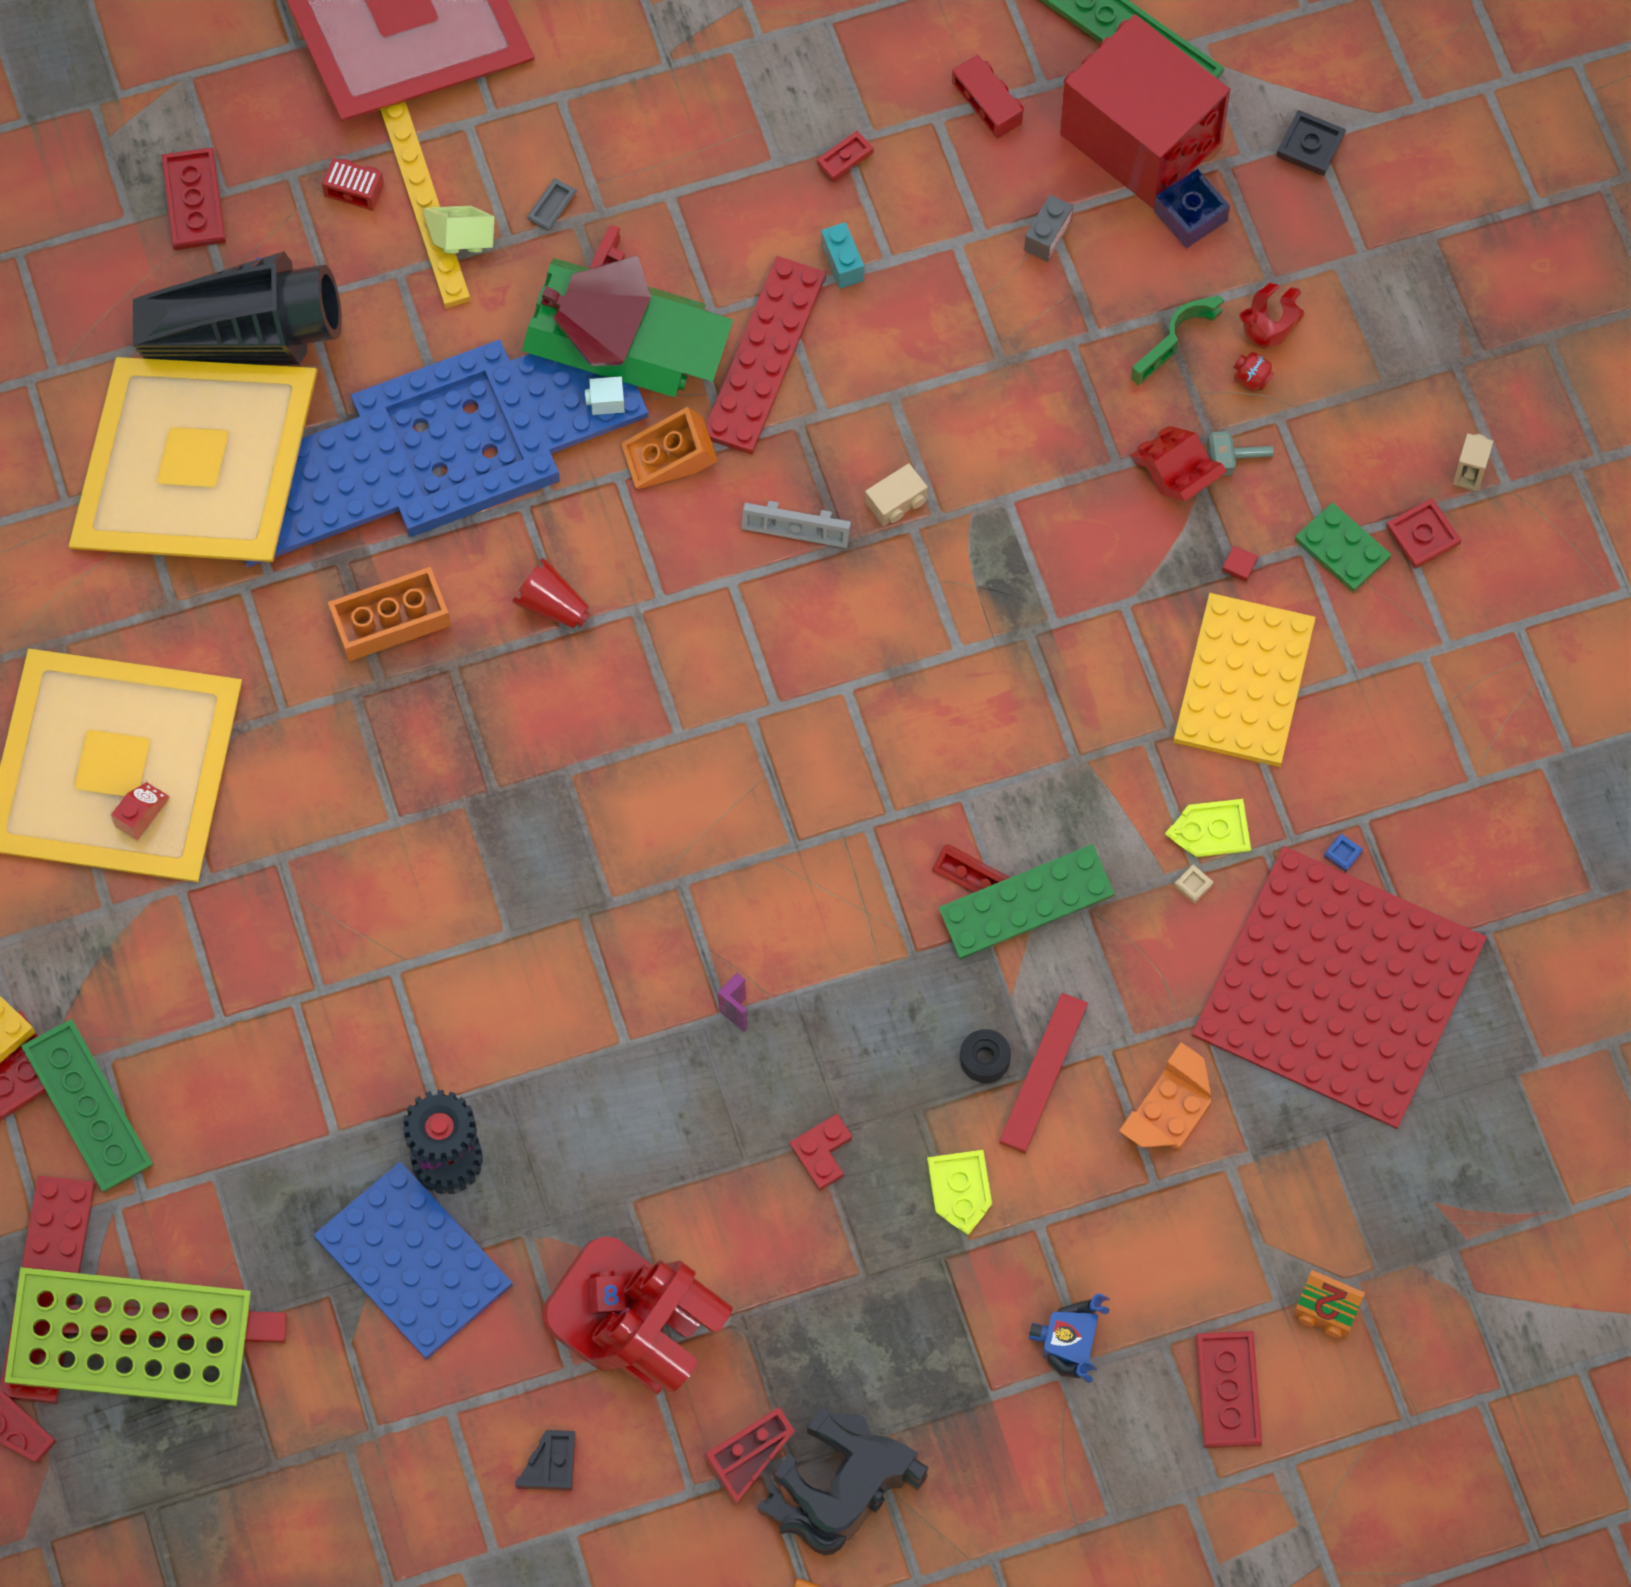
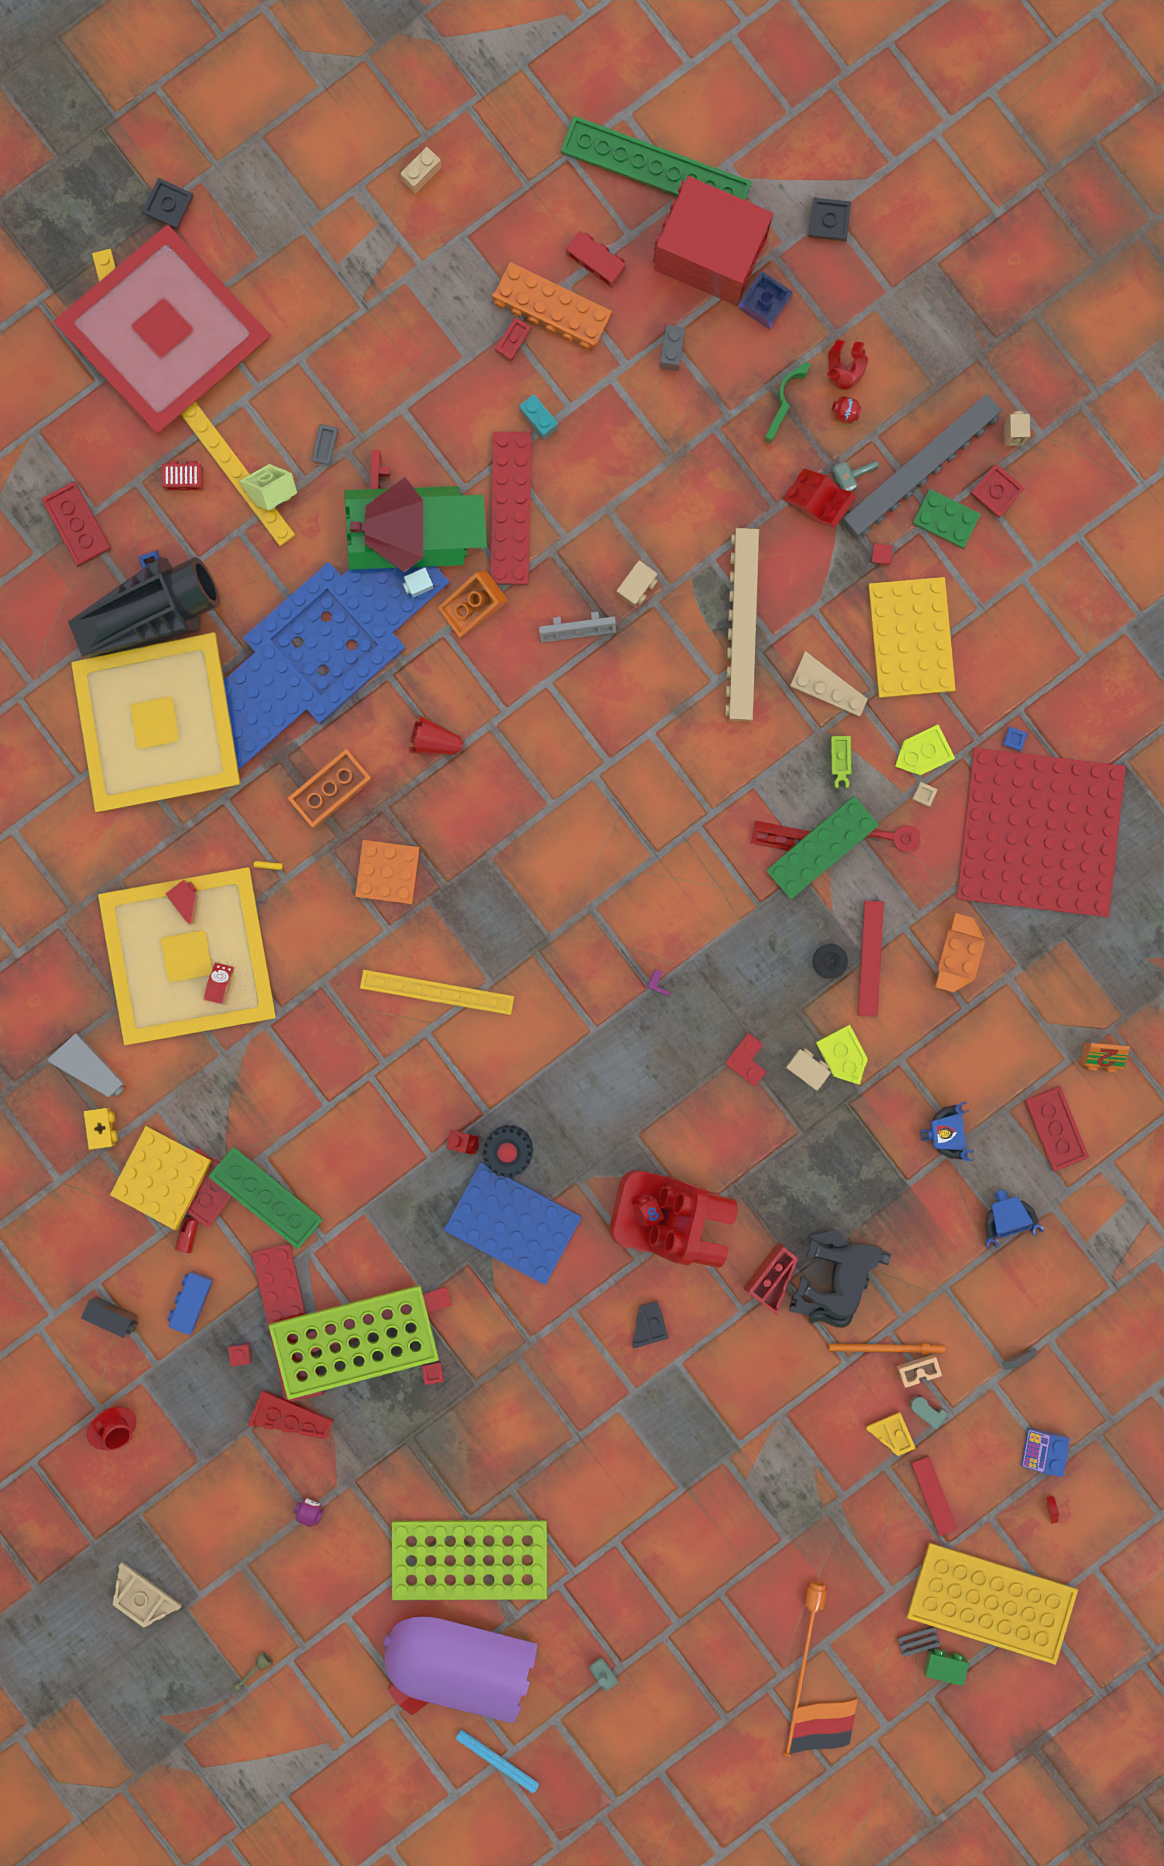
camera: 25 degrees left, 20 degrees up
(139, 687) = (184, 900): none -> red slope
(220, 1426) = (432, 1373): none -> red tile
(268, 687) = (268, 865): none -> yellow piece
(385, 1126) = (463, 1142): none -> red bracket
(424, 746) = (387, 872): none -> orange plate
(430, 921) = (437, 992): none -> yellow tile
(903, 1188) = (808, 1069): none -> tan brick
(910, 135) = (551, 306): none -> orange bracket
(1020, 590) = (743, 625): none -> tan brick
(1093, 800) = (841, 758): none -> lime plate
(1104, 701) = (824, 685): none -> tan wing
(1118, 1484) = (1009, 1218): none -> blue torso
(1146, 932) = (905, 837): none -> red piece
(1330, 471) = (923, 464): none -> dark grey brick

